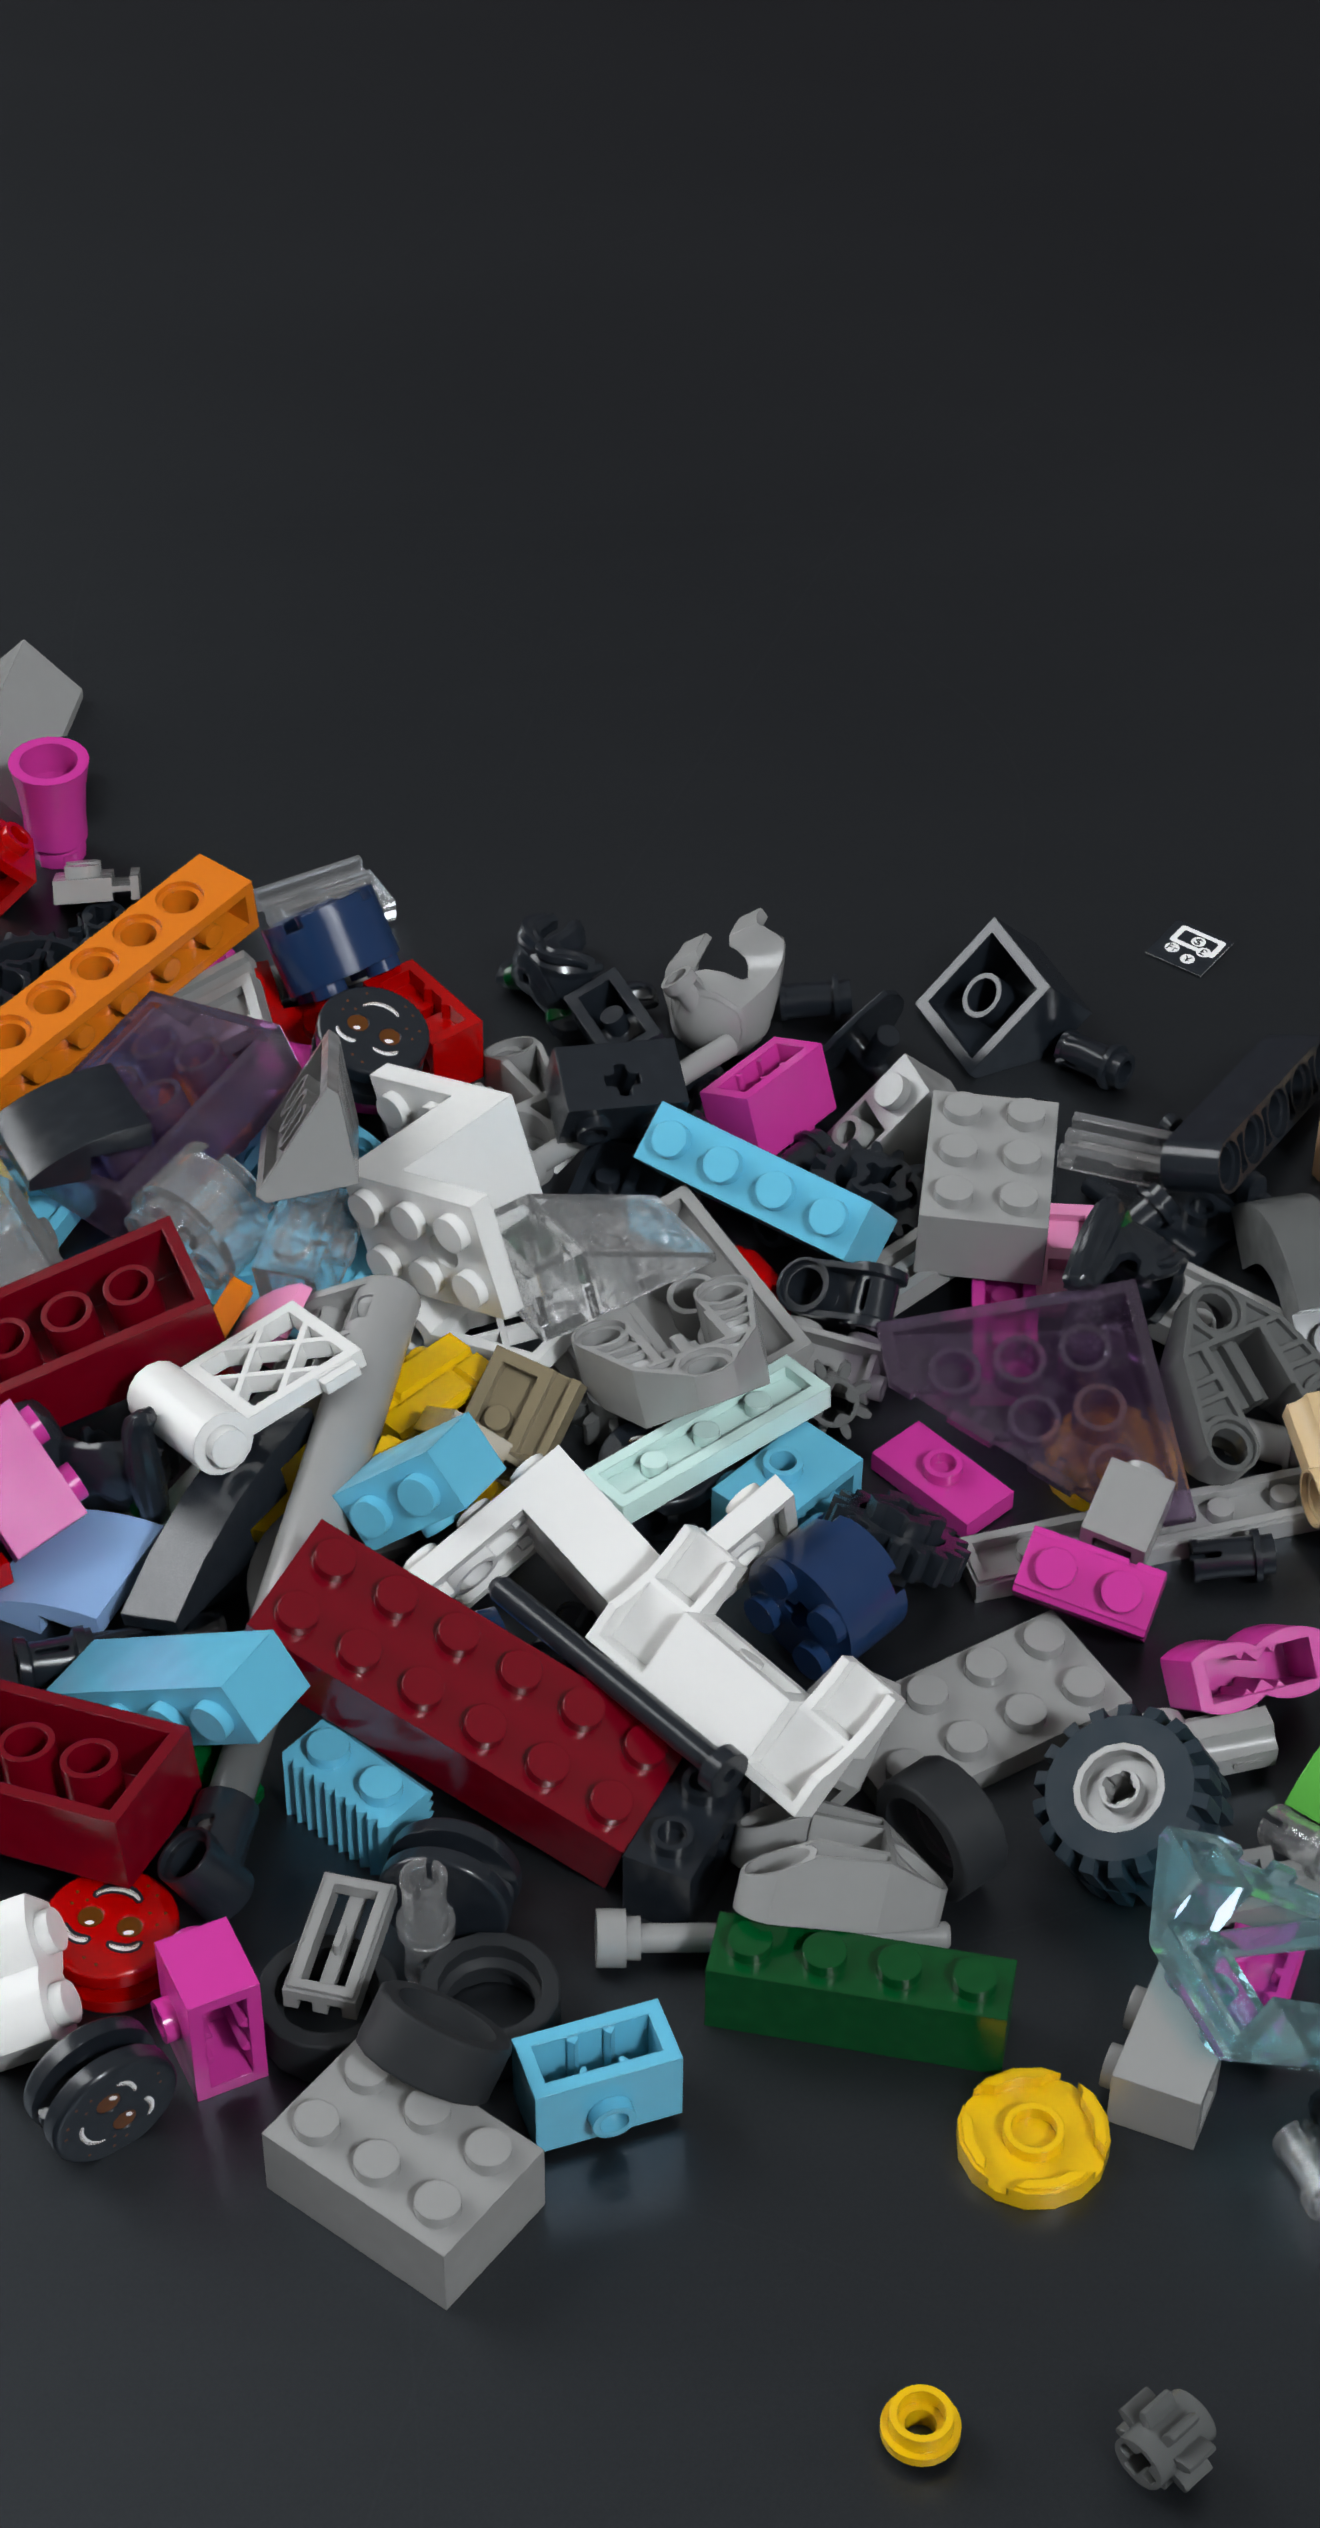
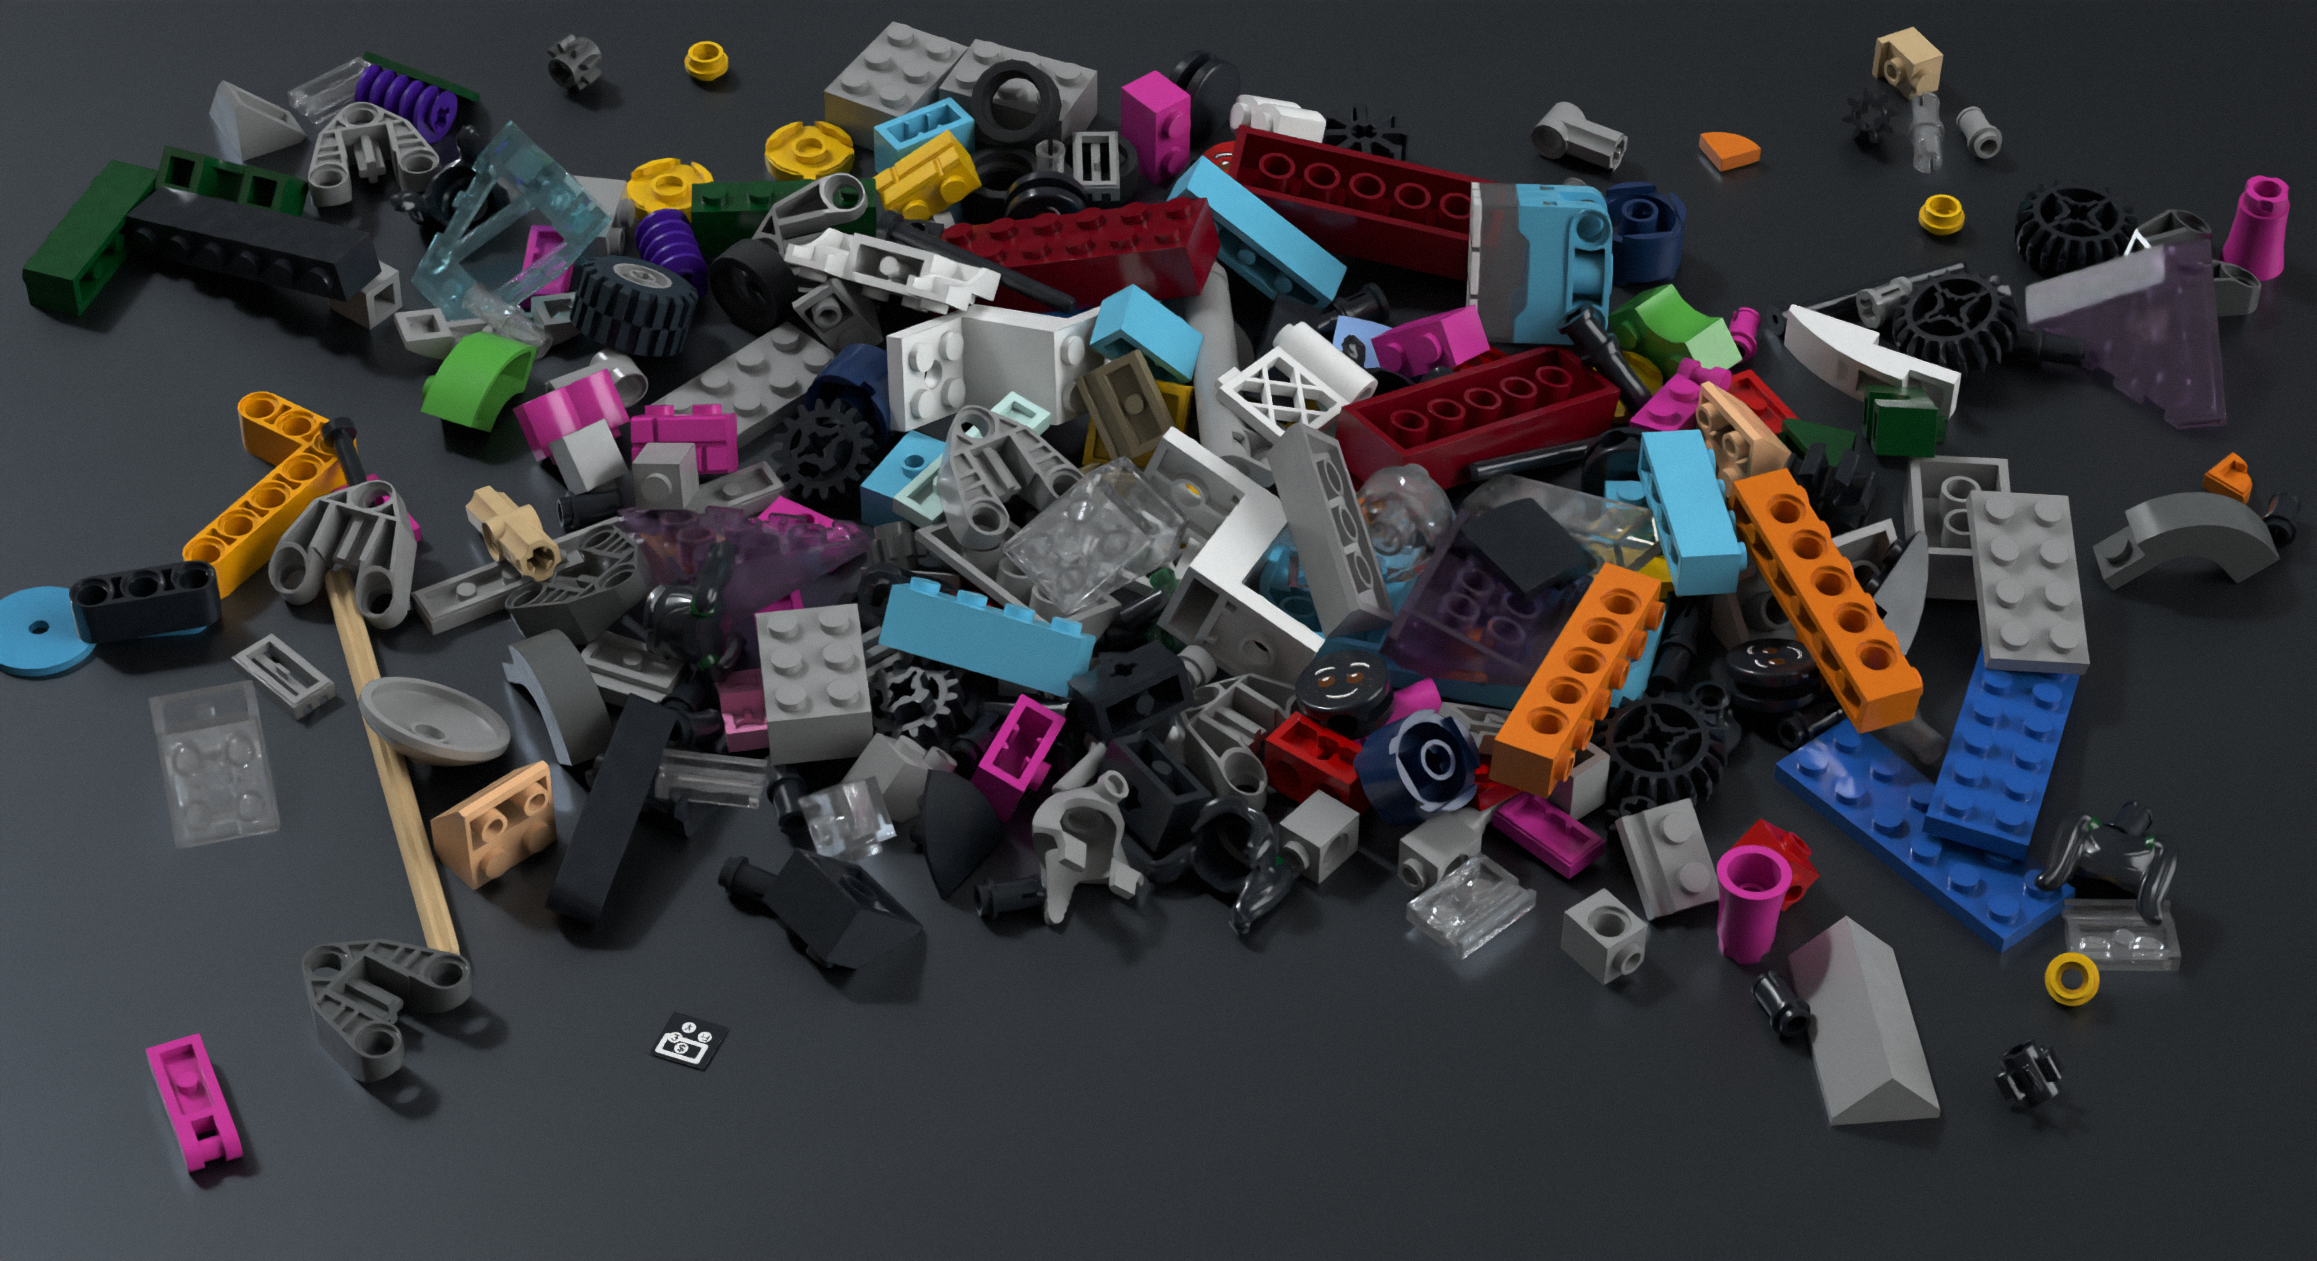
camera: 165 degrees right, 0 degrees up
(209, 831) = (1604, 936): none -> light grey brick
(468, 975) = (1318, 836): none -> light grey brick
(602, 2240) = (889, 80): none -> light grey brick
(604, 1964) = (928, 179): none -> yellow brick
(782, 2176) = (808, 151): none -> yellow tile
(983, 1038) = (848, 819): none -> clear brick
(1056, 1951) = (670, 242): none -> dark purple piece
(1228, 1593) = (589, 459): none -> light grey brick

